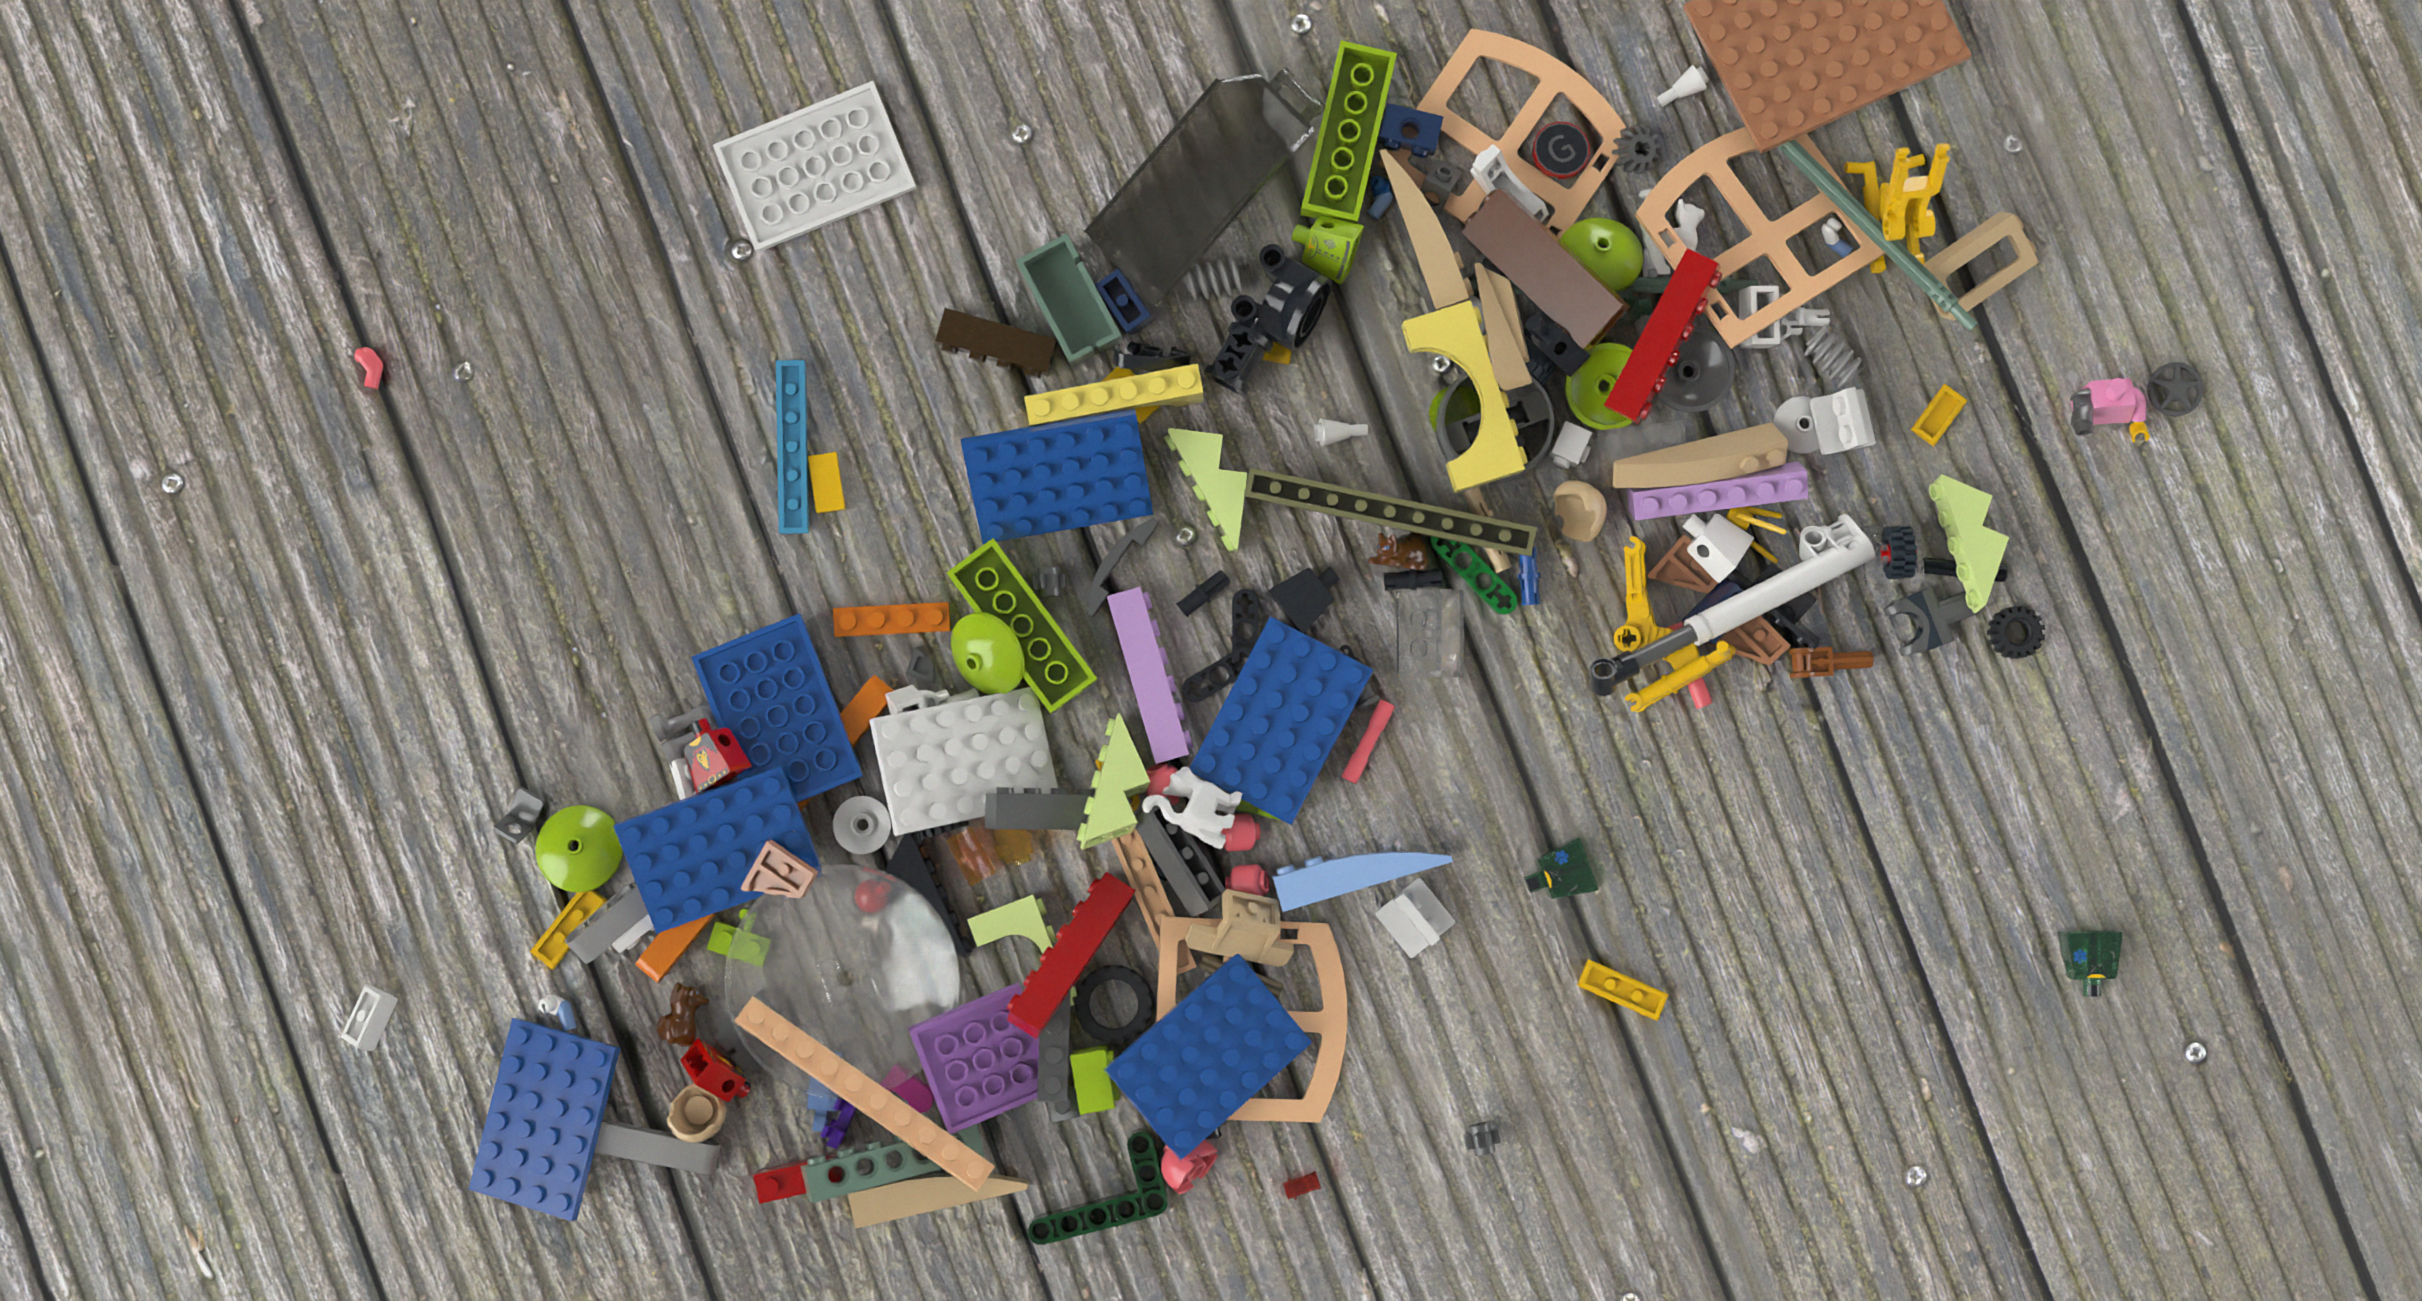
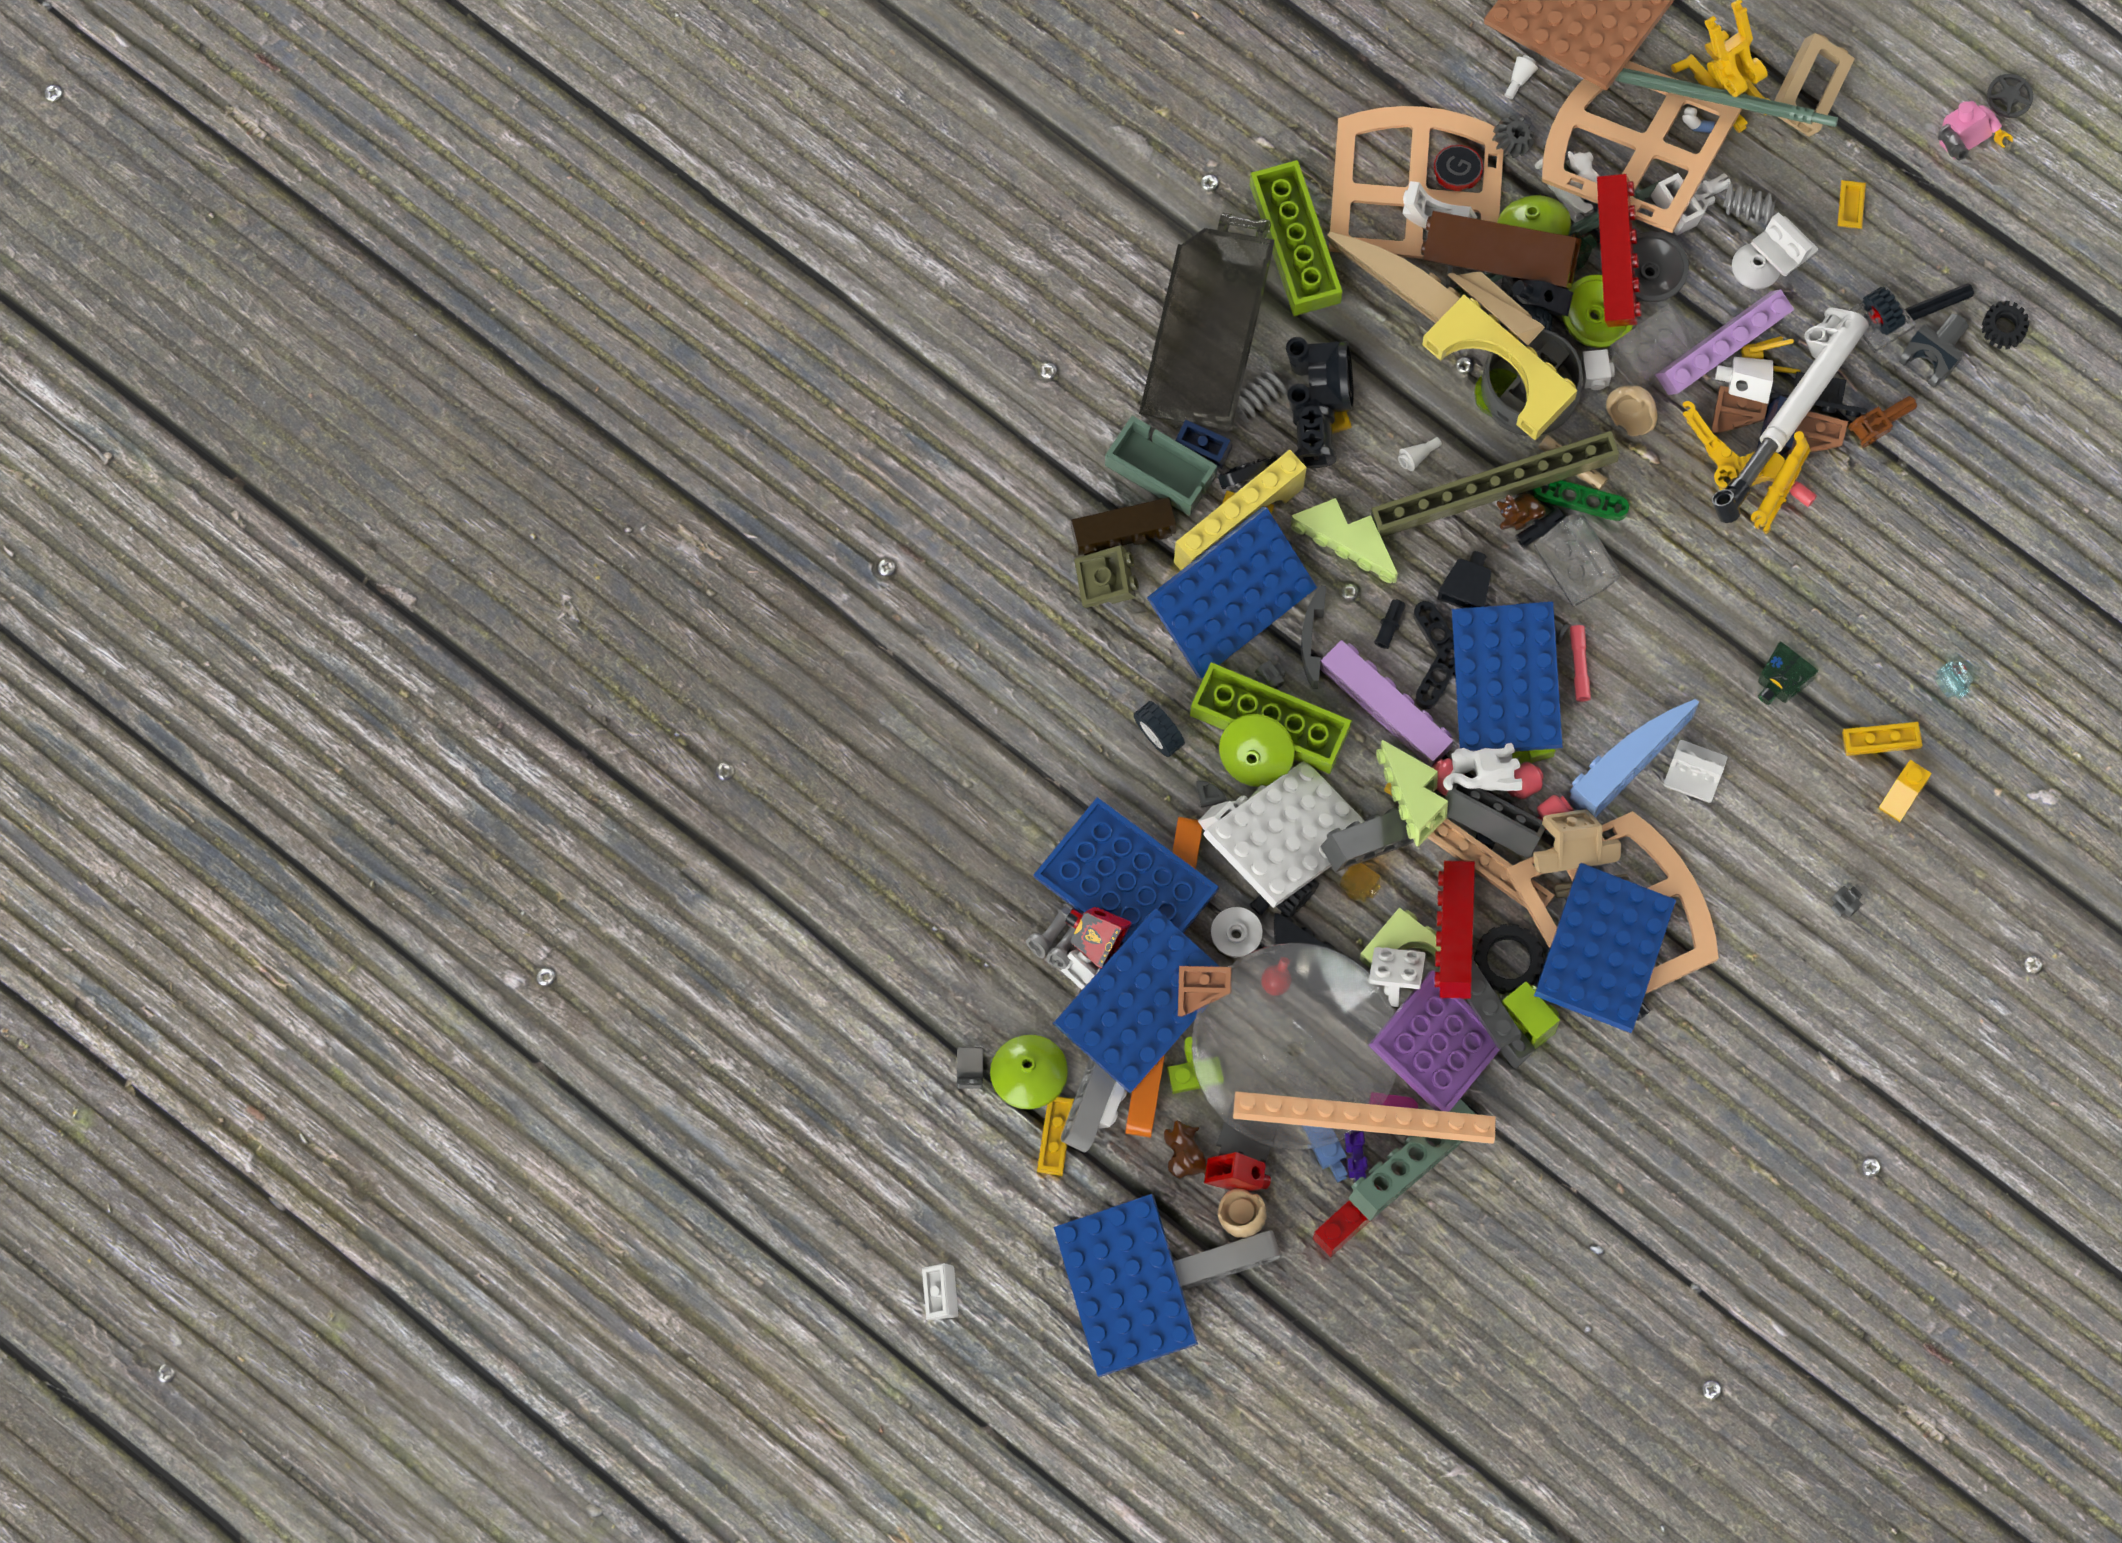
camera: 30 degrees left, 15 degrees down
(372, 365) = (653, 801): coral arm -> none
(560, 1008) = (1086, 1199): arm -> none
(792, 447) = (1014, 686): dark azure plate -> none
(814, 166) = (907, 475): white plate -> none
(826, 482) = (1055, 699): yellow tile -> none
(892, 619) = (1166, 772): orange plate -> none
(903, 576) = (1159, 728): none -> black wheel
(924, 1194) = (1451, 1179): tan slope -> none
(948, 386) = (1106, 577): none -> olive plate
(970, 856) = (1334, 908): clear orange hips -> none
(986, 962) = (1396, 970): none -> white bracket
(1110, 1204) = (1599, 1107): dark green beam -> none
(1181, 1172) = (1636, 1046): coral cylinder -> none
(1301, 1185) = (1730, 1017): clear red pin -> none
(1329, 246) = (1331, 321): lime torso -> none
(1382, 196) = (1346, 270): arm -> none
(1425, 123) = (1349, 201): dark blue brick -> none
(1440, 181) = (1384, 234): dark grey bracket -> none
(1529, 579) = (1626, 481): blue pin -> none
(1610, 1059) = (1905, 790): none -> yellow slope
(1705, 459) = (1701, 322): tan slope -> none
(1730, 973) = (1953, 679): none -> clear light blue head
(1974, 547) = (1934, 278): yellowish green slope -> none

